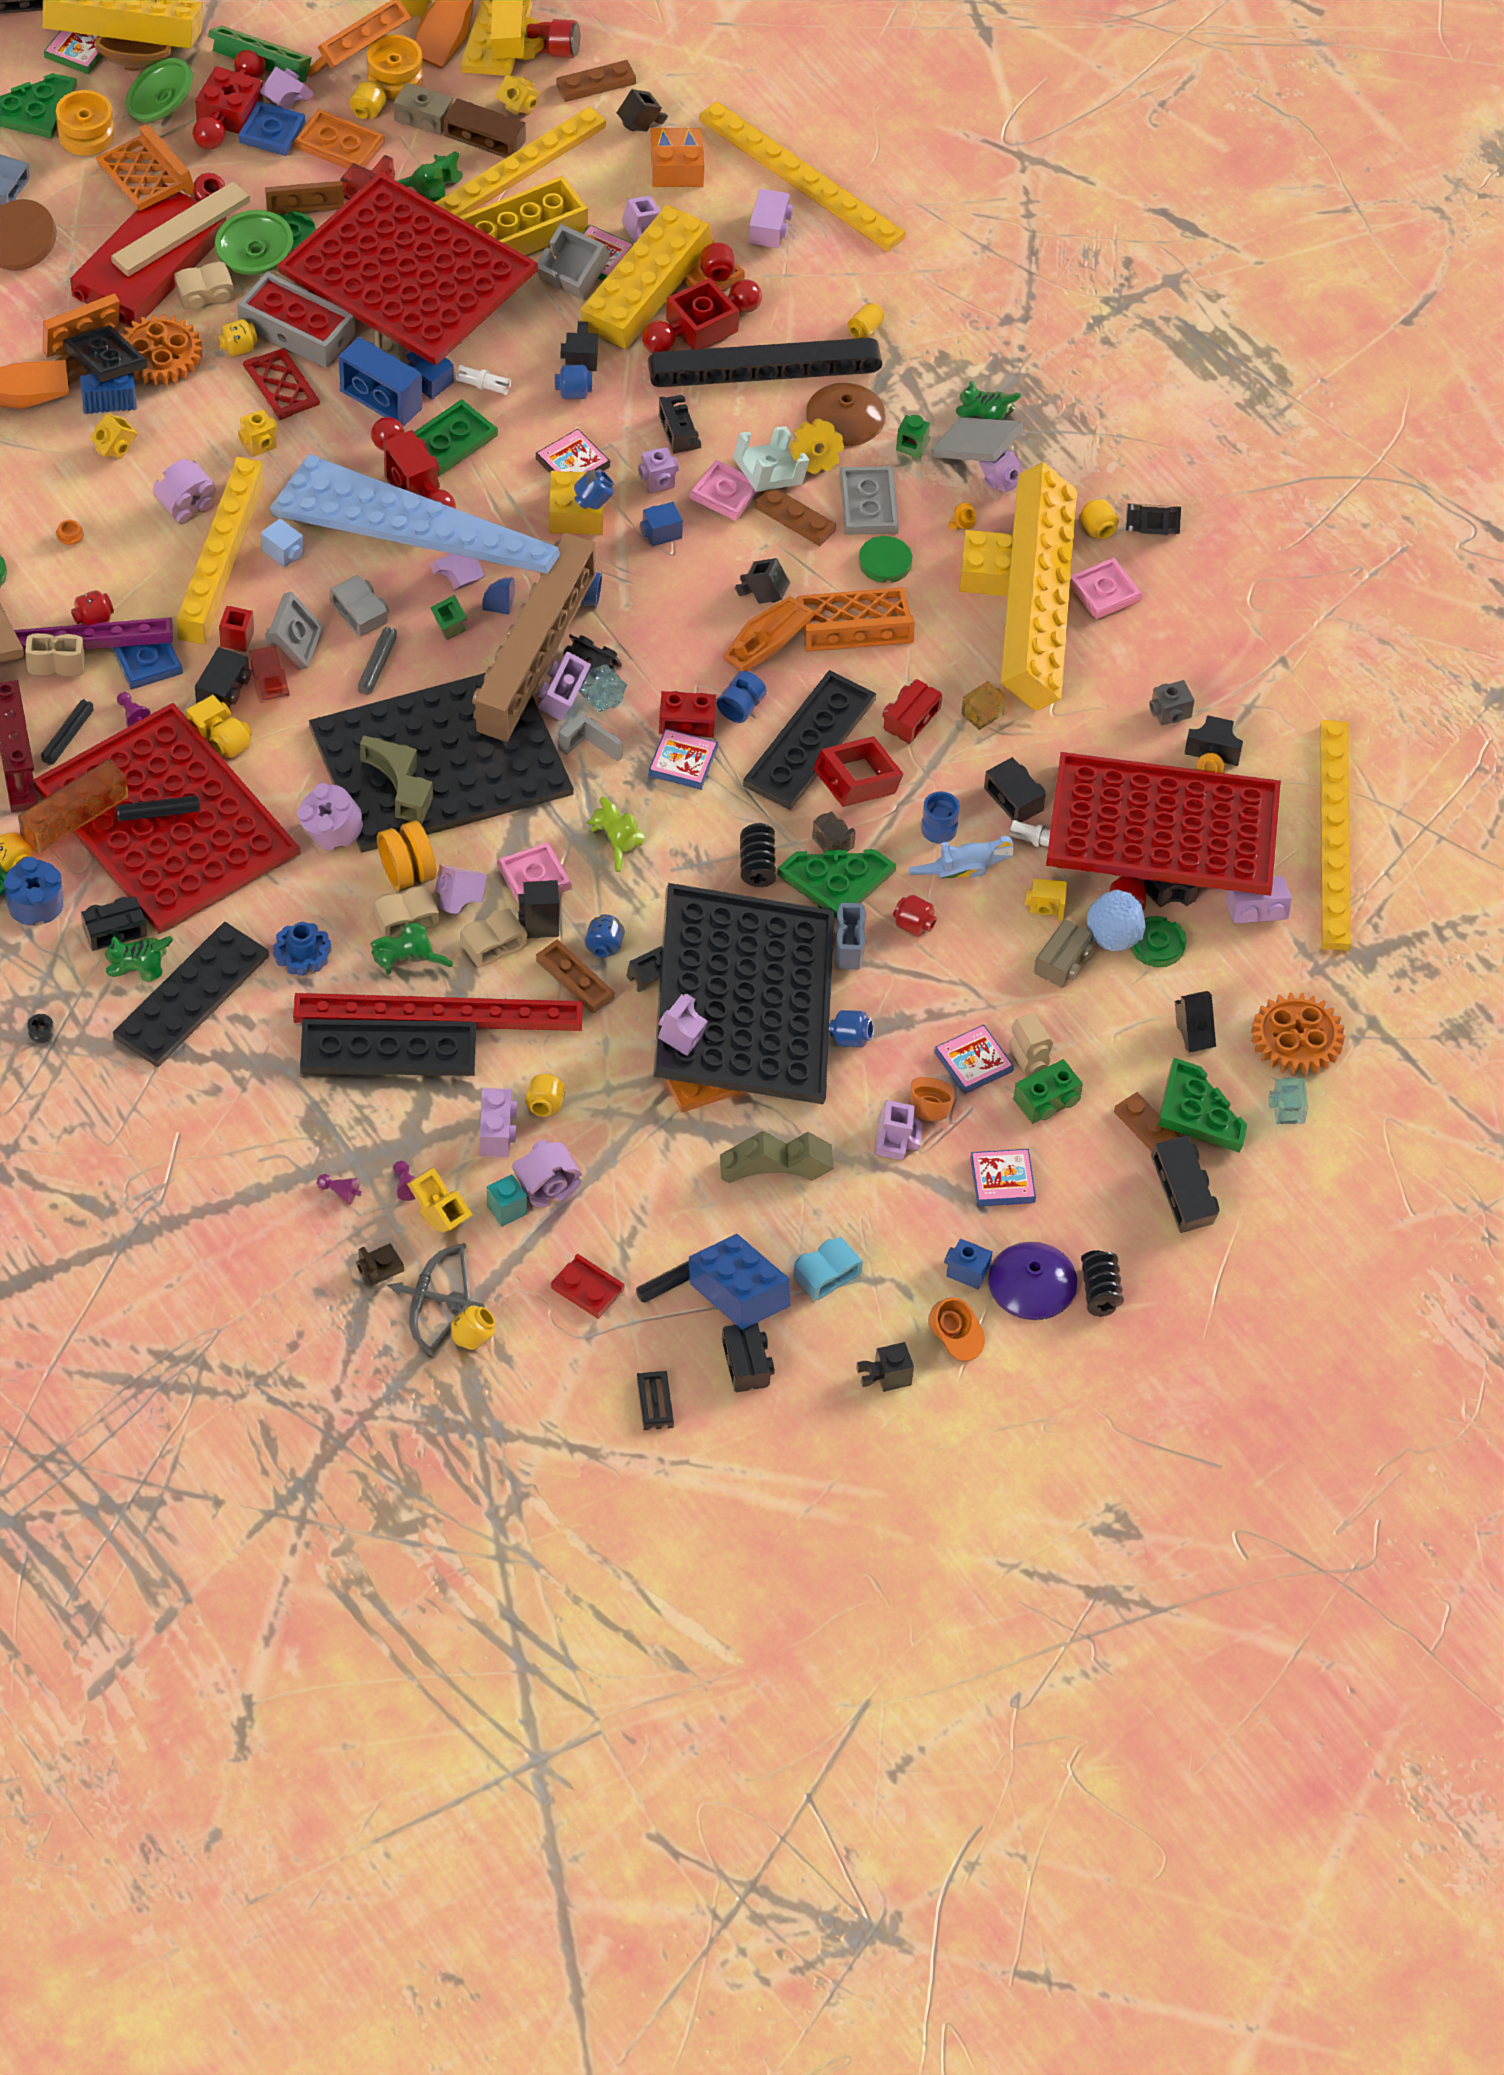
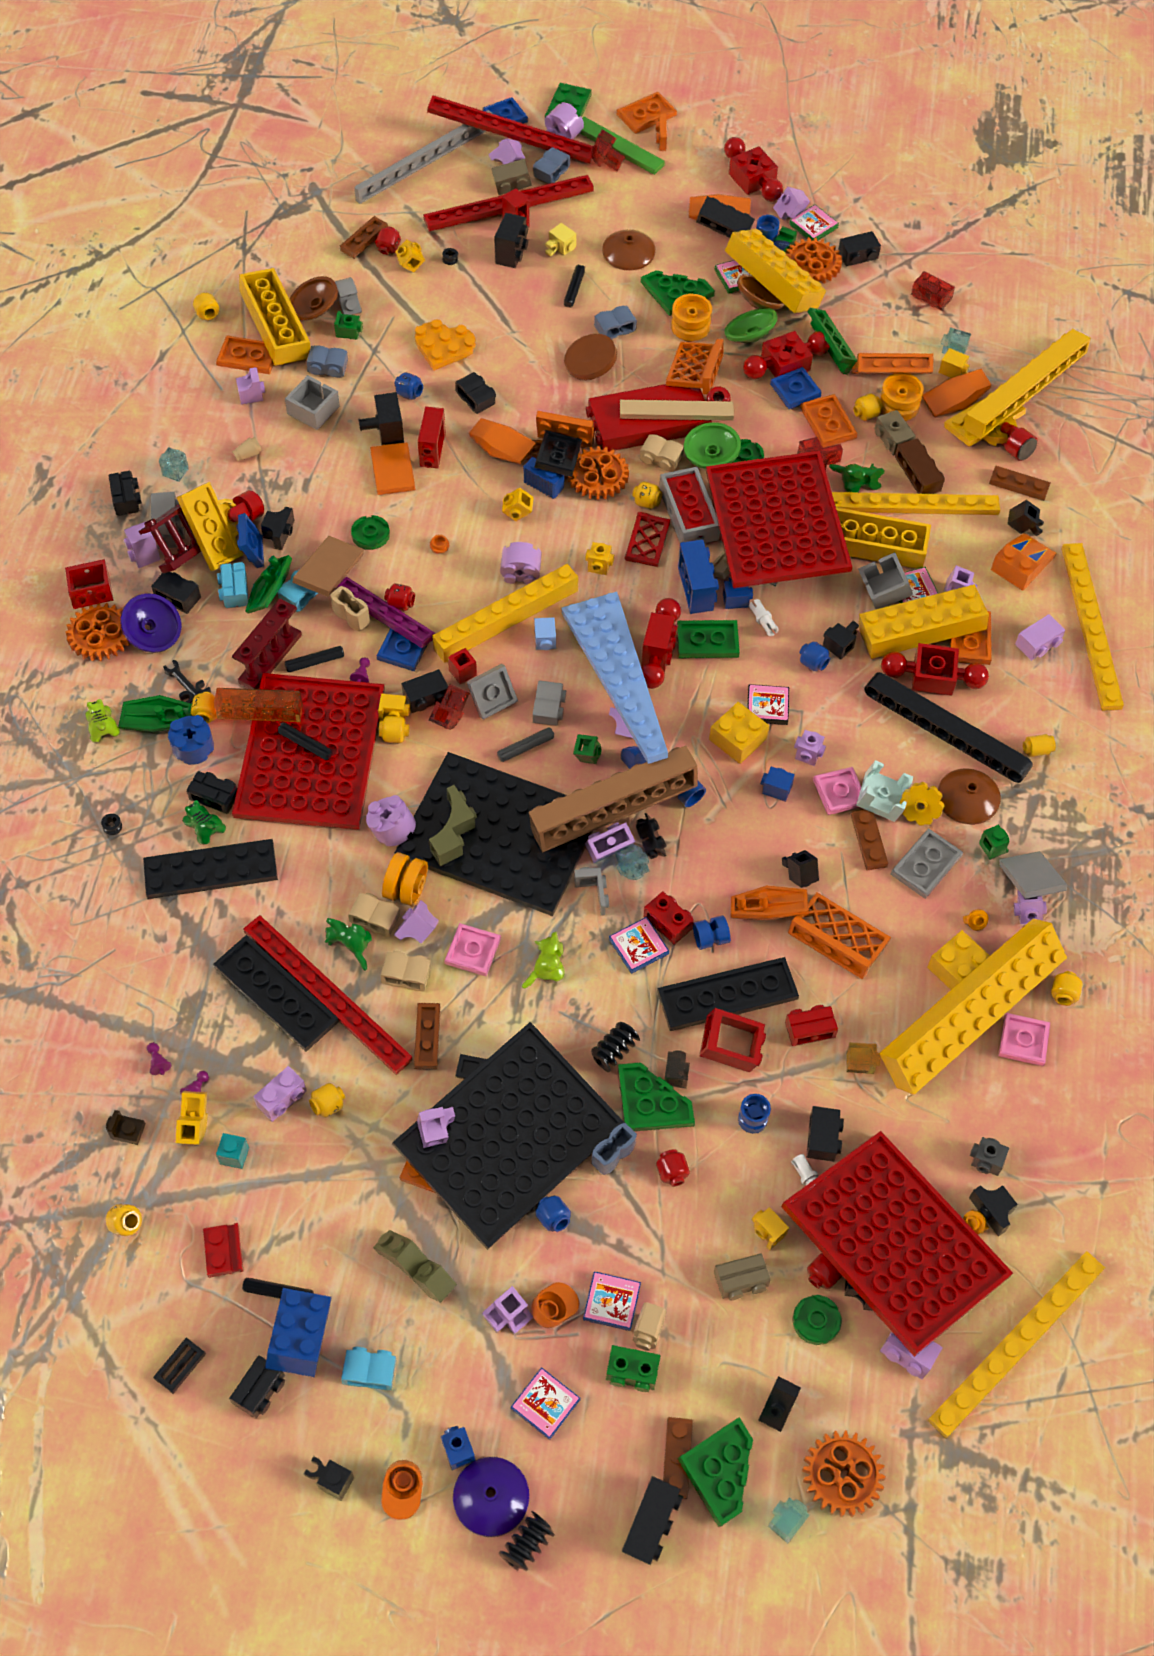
camera: 45 degrees right, 5 degrees up
(285, 89) = (824, 369): lavender brick -> none
(302, 948) = (295, 890): blue plant -> none
(305, 197) = (770, 438): dark orange plate -> none
(453, 1300) = (141, 1189): dark grey piece -> none
(518, 94) = (959, 460): yellow brick -> none
(539, 908) = (445, 975): black brick -> none
(547, 1173) = (268, 1154): lavender brick -> none
(593, 489) = (744, 731): blue head -> none
(604, 934) = (470, 1024): blue head -> none
(678, 424) = (854, 728): black hinge -> none
(717, 261) = (976, 642): red head -> none
(885, 559) = (898, 910): green tile -> none
(967, 859) = (744, 1155): light blue animal -> none
(985, 404) = (1064, 855): green animal -> none
(1116, 921) = (795, 1283): light blue hair -> none
(1153, 519) = (1103, 1016): black brick -> none

